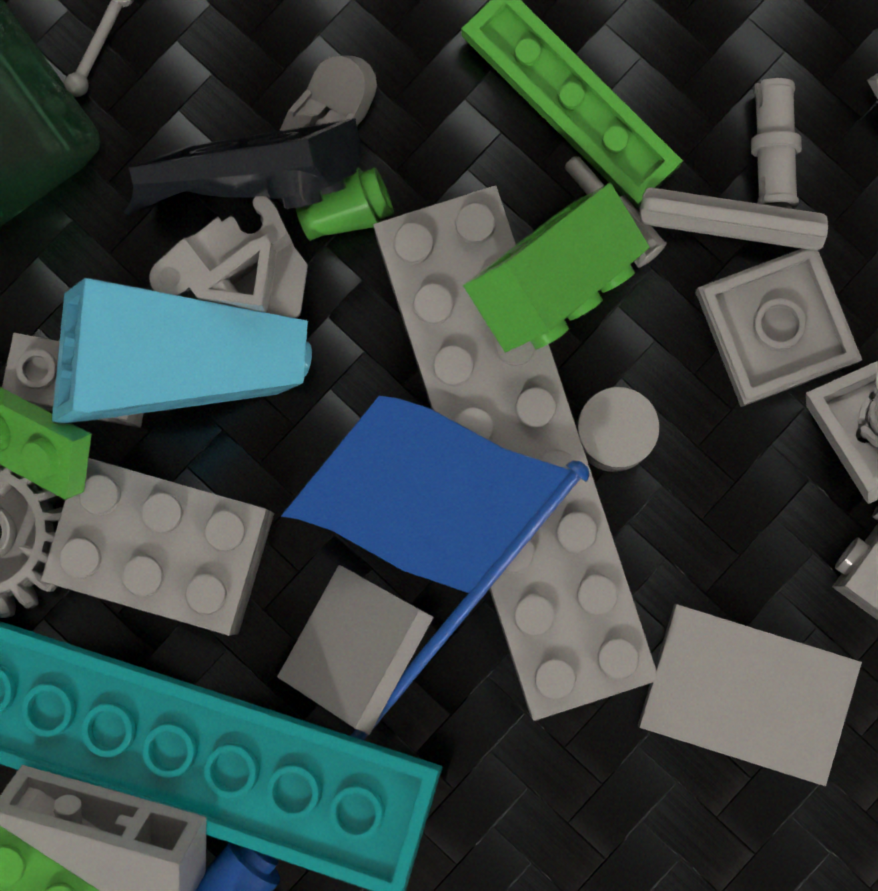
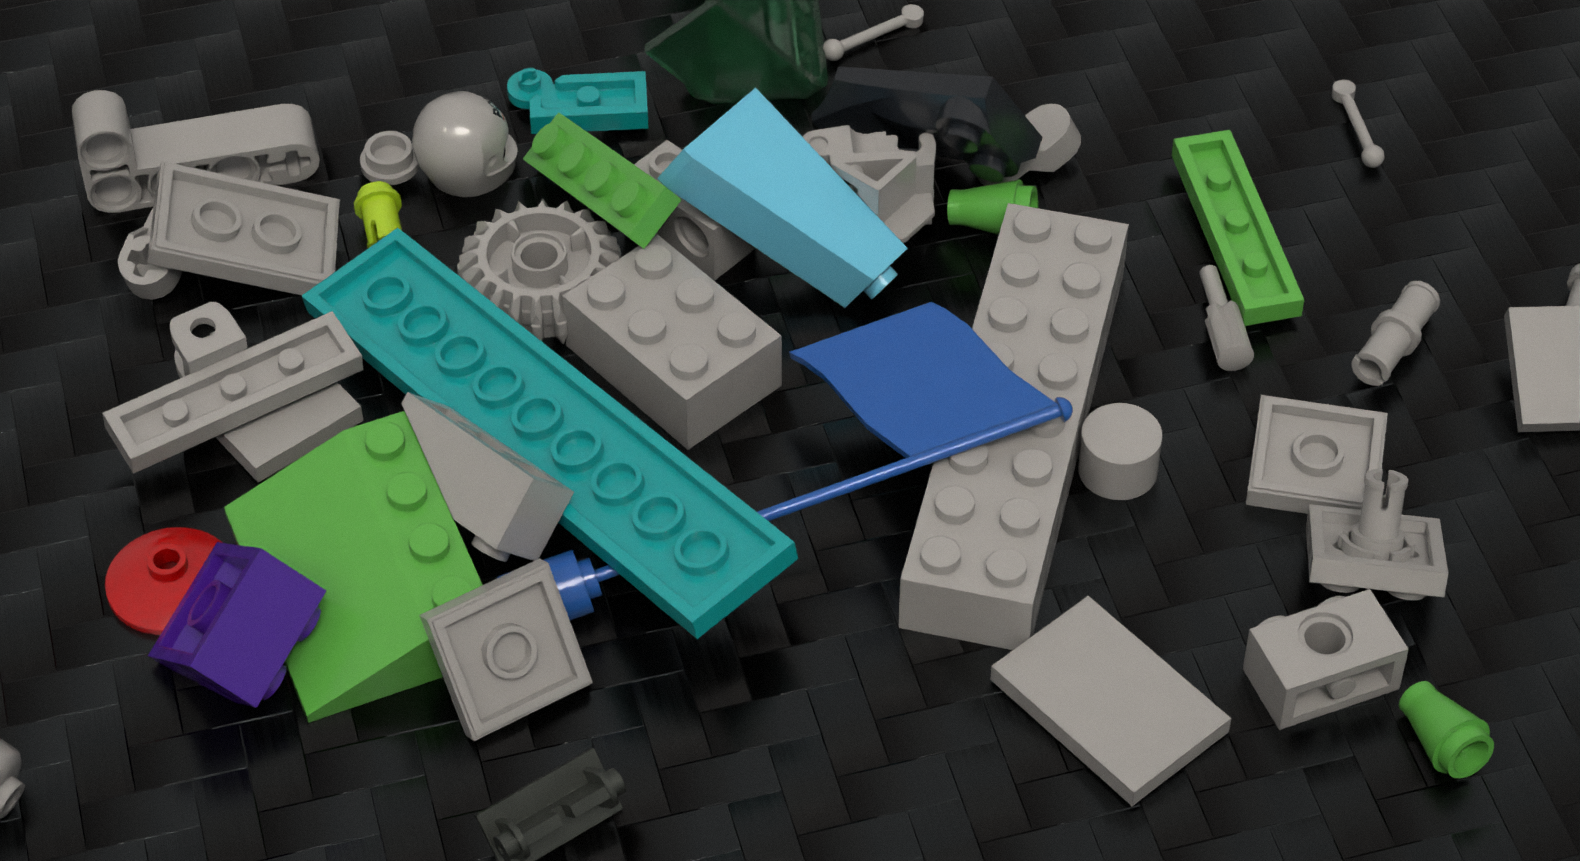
camera: 25 degrees right, 35 degrees down
(354, 649) = (792, 470): light grey tile -> none
(558, 271) = (1142, 286): bright green brick -> none
(733, 219) = (1323, 355): light grey axle -> none

